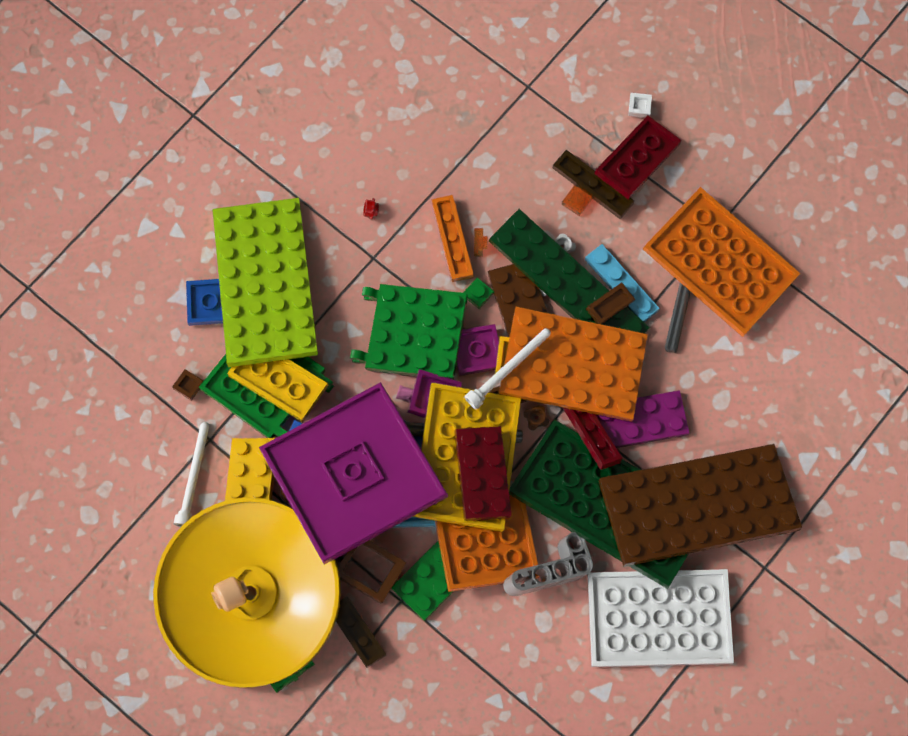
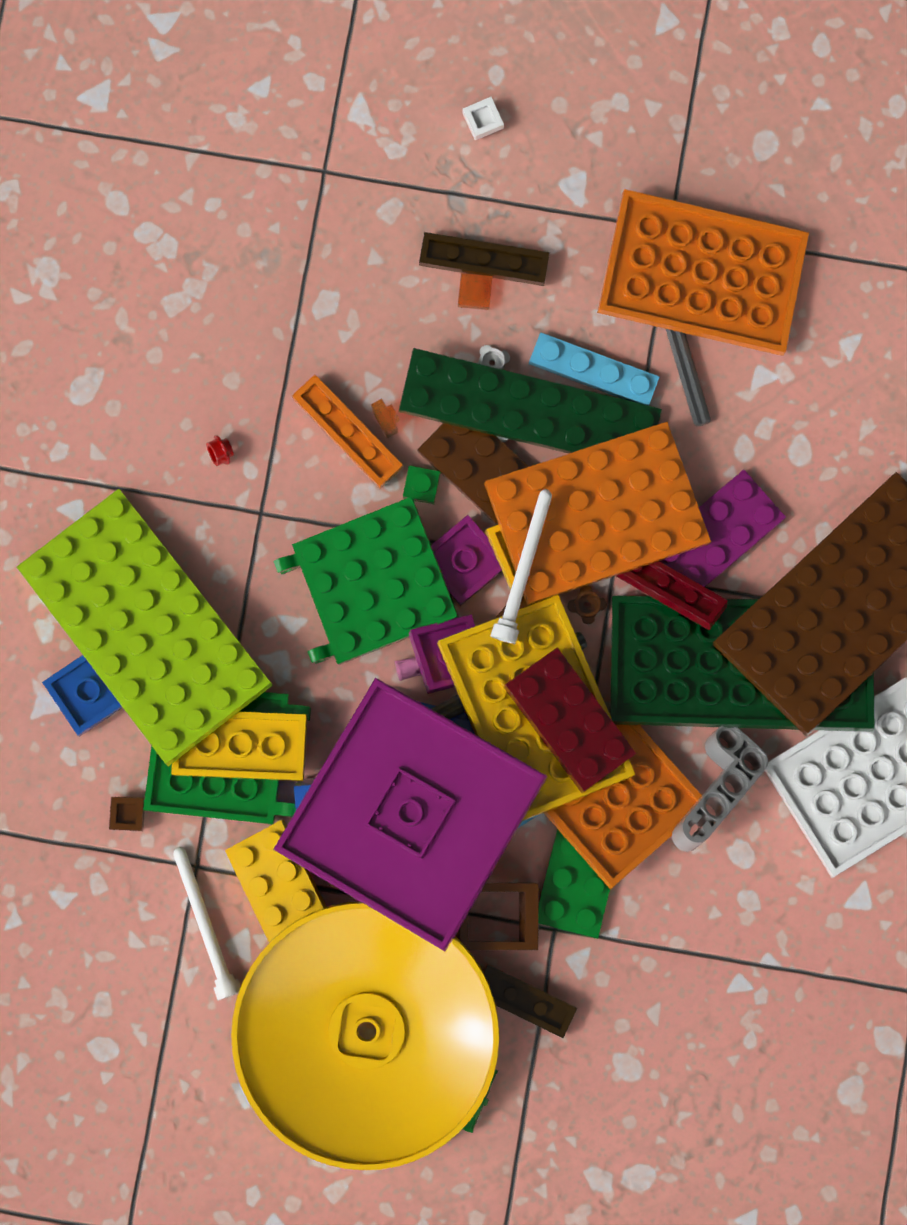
camera: 30 degrees left, 10 degrees up
(229, 594) = (349, 1053): light nougat head -> none
(610, 304) = (599, 408): reddish brown tile -> none
(637, 157) = (521, 191): dark red plate -> none

